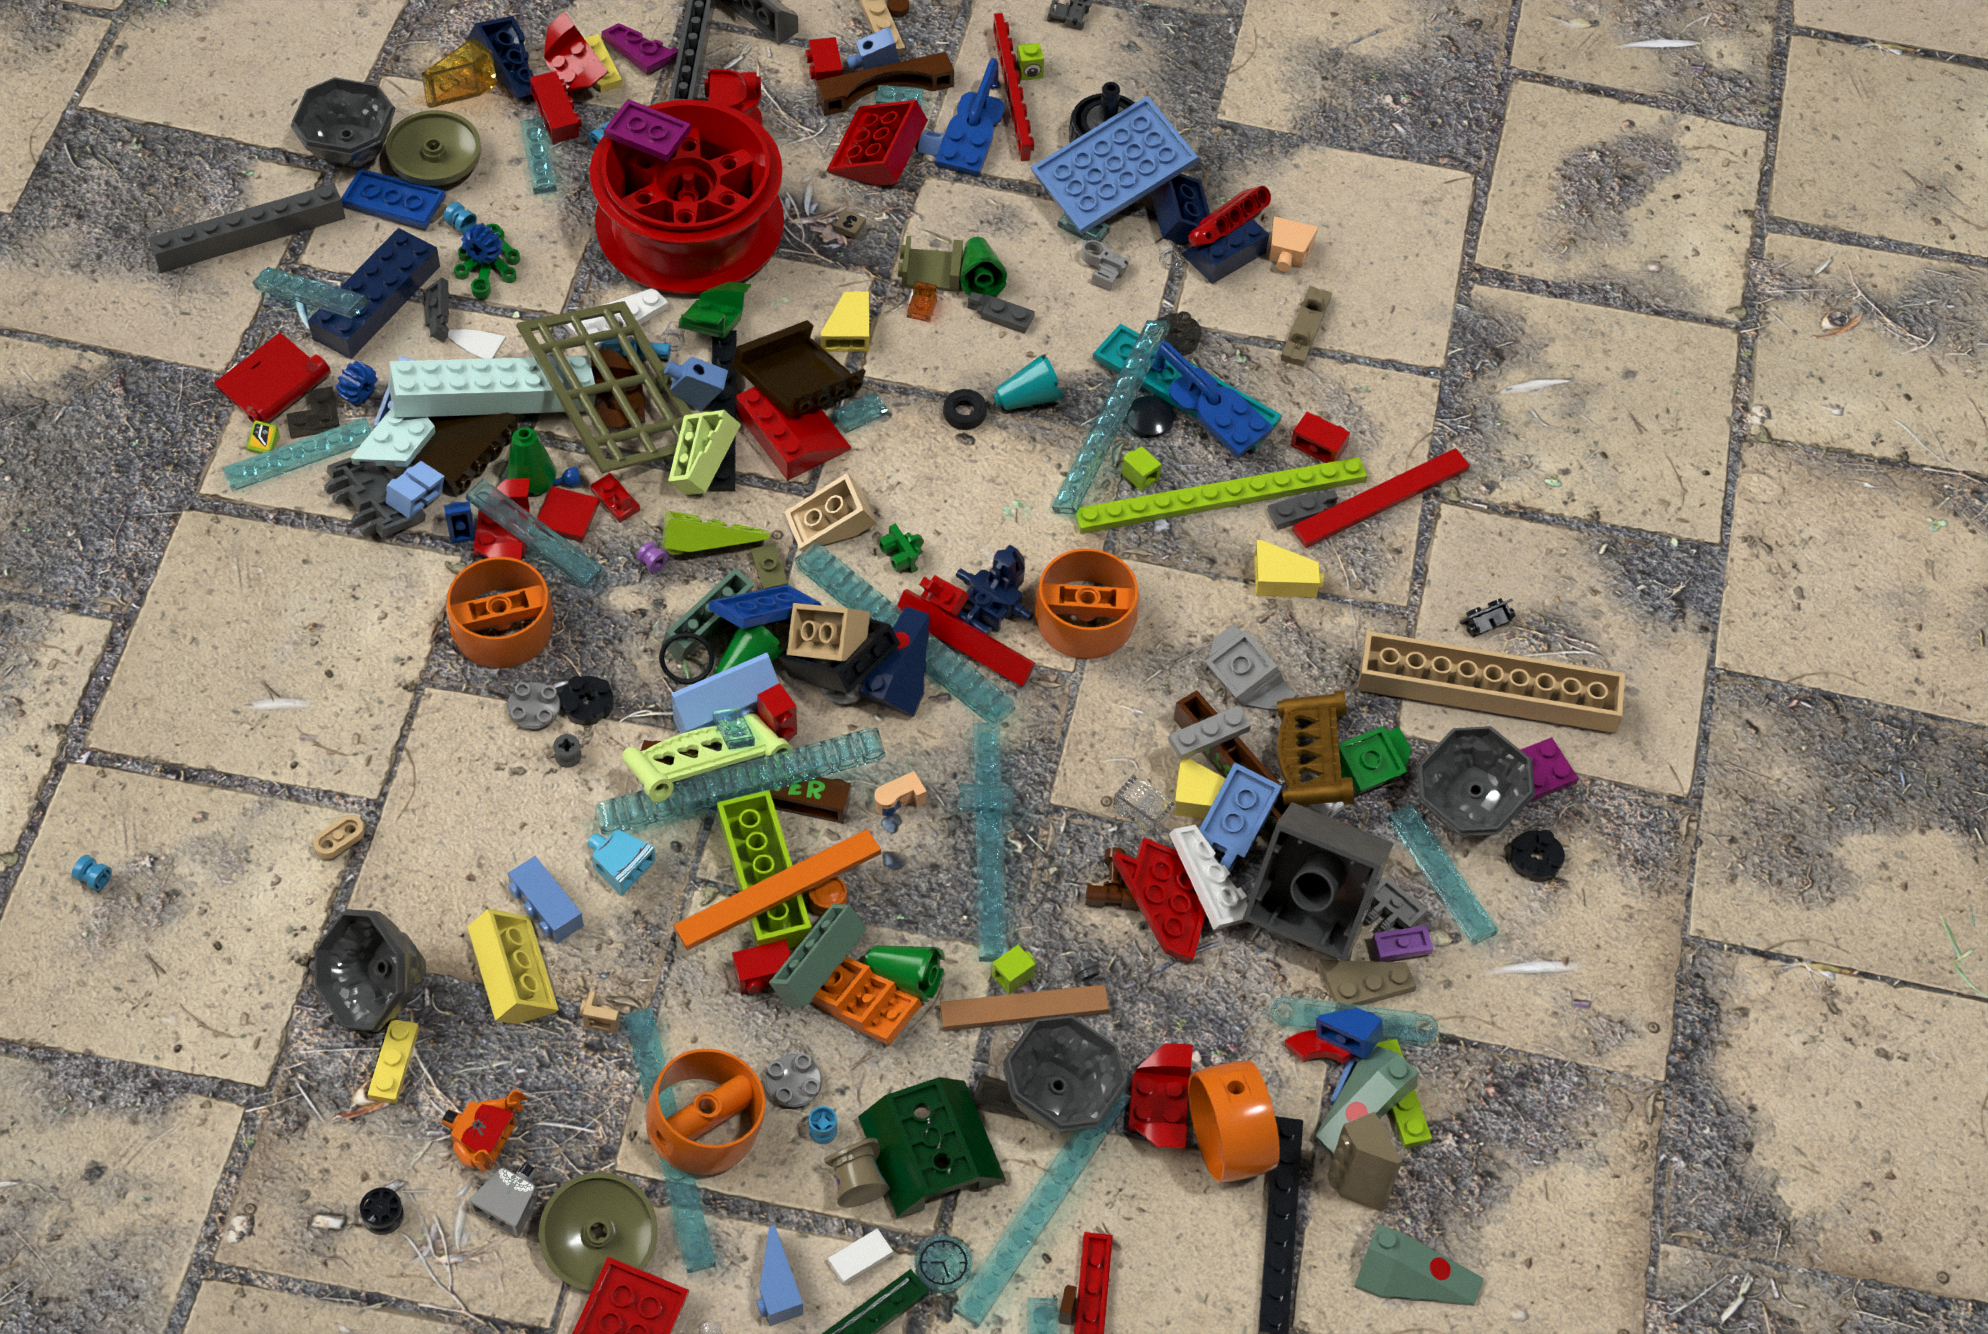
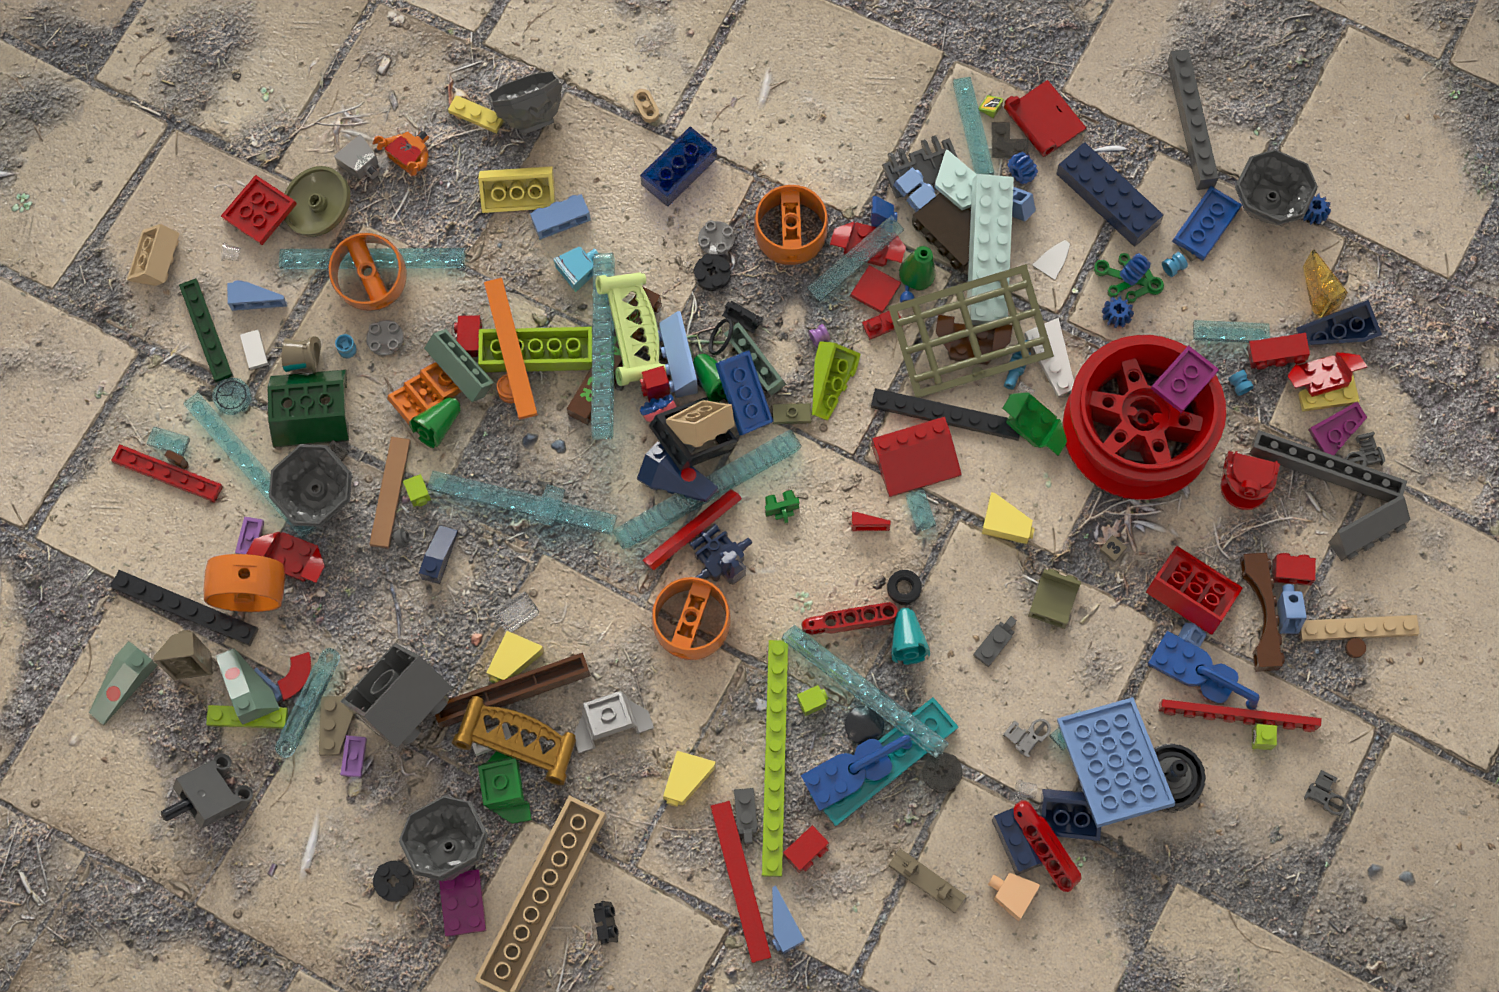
camera: 110 degrees right, 15 degrees up
(310, 292) = (1110, 146): clear light blue plate -> none
(382, 1211) = (376, 92): black wheel -> none
(433, 148) = (1248, 255): olive dish -> none
(435, 766) = (678, 166): none -> clear blue brick
(437, 309) = (1084, 234): dark grey hinge -> none
(540, 262) = (1110, 312): none -> blue gear
(572, 754) = (675, 254): dark grey wheel -> none
(599, 1018) = (464, 232): tan bracket -> none
(645, 649) = (746, 318): none -> black hinge
(664, 20) = (1368, 453): none -> dark grey piece
(696, 381) = (961, 396): medium blue torso -> none
(701, 450) = (898, 381): yellowish green wedge -> none
(733, 728) = (647, 349): clear light blue plate -> none
(795, 370) = (960, 467): dark brown panel -> none
(812, 706) = (656, 407): none -> blue hair
(831, 514) = (825, 464): tan slope -> none
(891, 94) = (1246, 622): clear light blue plate -> none
(896, 457) = (866, 522): none -> red slope
(899, 793) = (575, 449): light nougat leg -> none
(922, 301) = (1017, 582): clear orange bracket -> none
(944, 594) = (729, 522): red hinge -> none
(981, 269) = (1040, 632): green cone -> none
(1025, 448) = (818, 625): none -> red piece
(1095, 918) = (437, 555): none -> dark blue slope
(1112, 890) = (456, 573): reddish brown bar -> none
(1150, 1166) = (250, 530): none -> medium lavender plate
(1164, 897) = (438, 607): red wing -> none
(1209, 732) = (547, 665): light grey plate -> none
(1218, 895) = (438, 635): white wing -> none
(1239, 813) = (479, 667): medium blue tile -> none
(1350, 1030) = (289, 692): blue slope -> none
(1397, 905) = (385, 762): light grey hinge -> none
(1414, 443) = (785, 930): none -> medium blue slope
(1442, 874) = (393, 807): clear light blue plate -> none
(1529, 1089) = (207, 794): none -> dark grey piece

